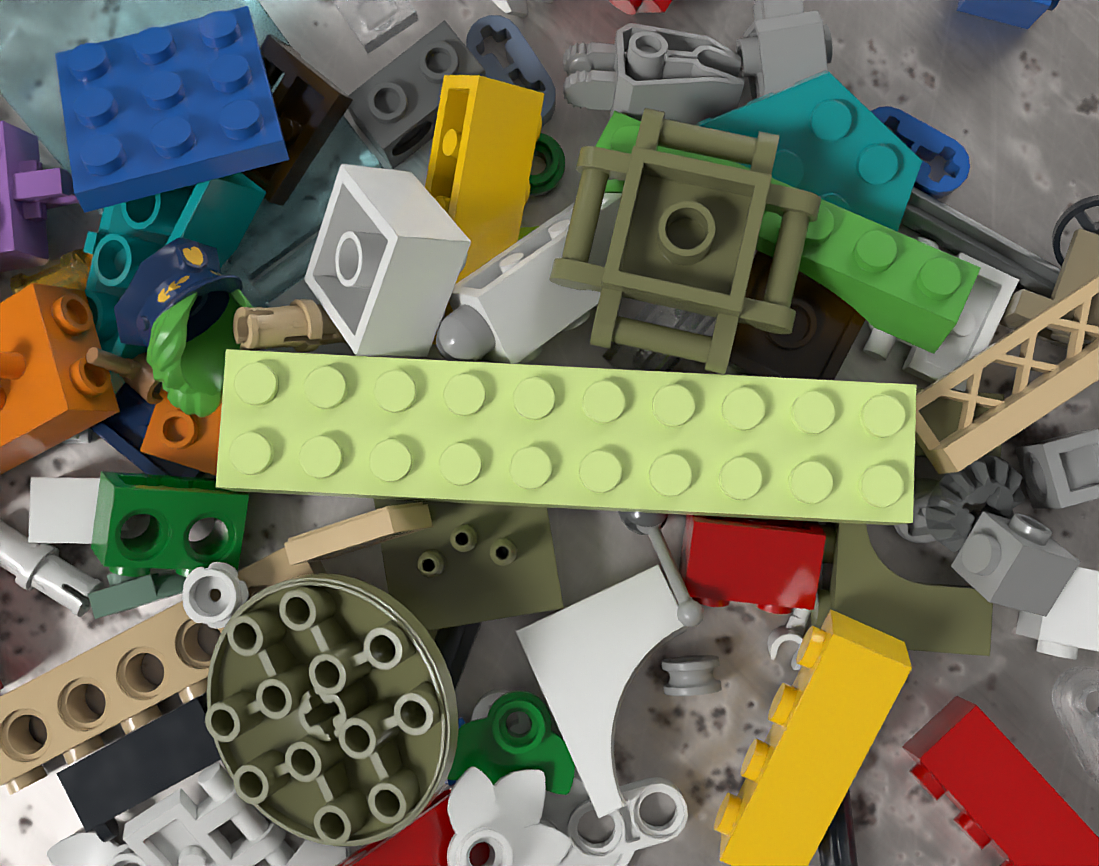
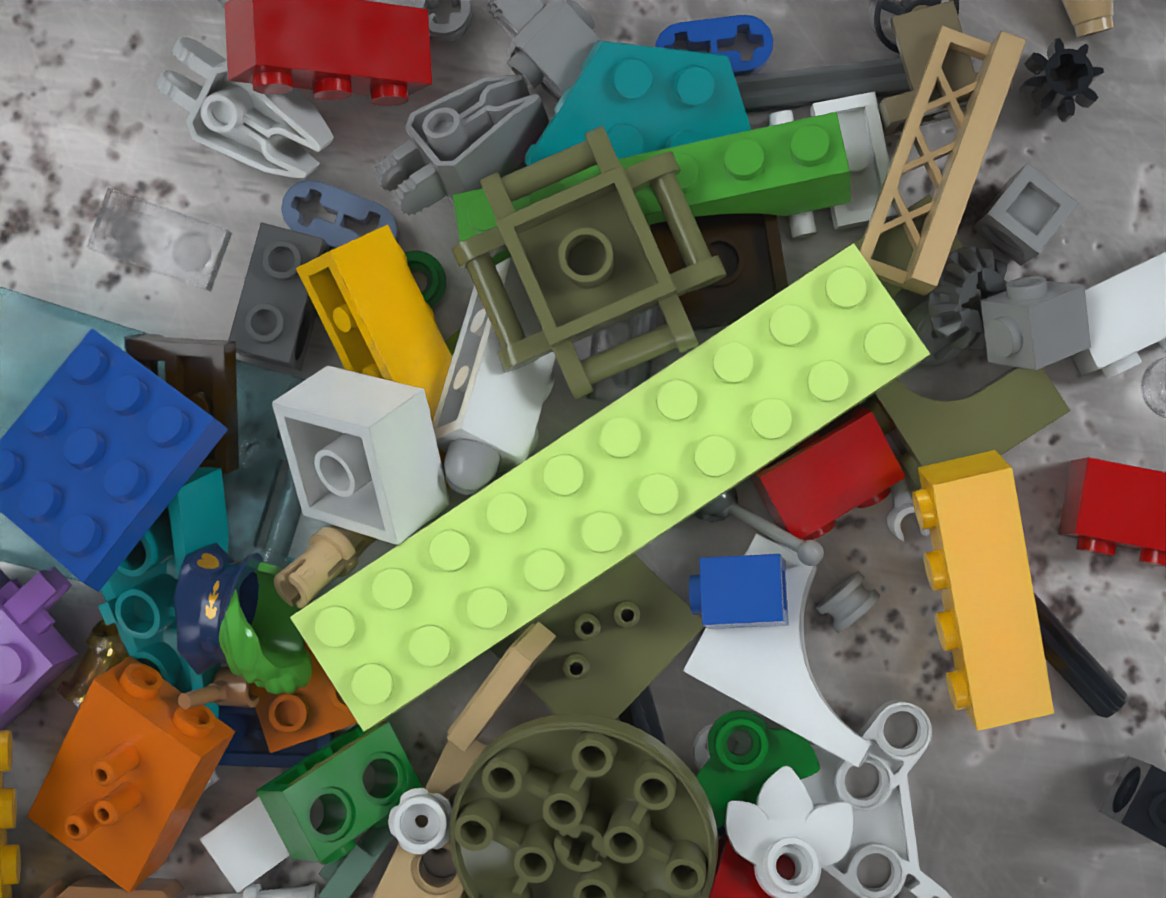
camera: 40 degrees left, 0 degrees up
(609, 602) = (740, 591): none -> blue brick

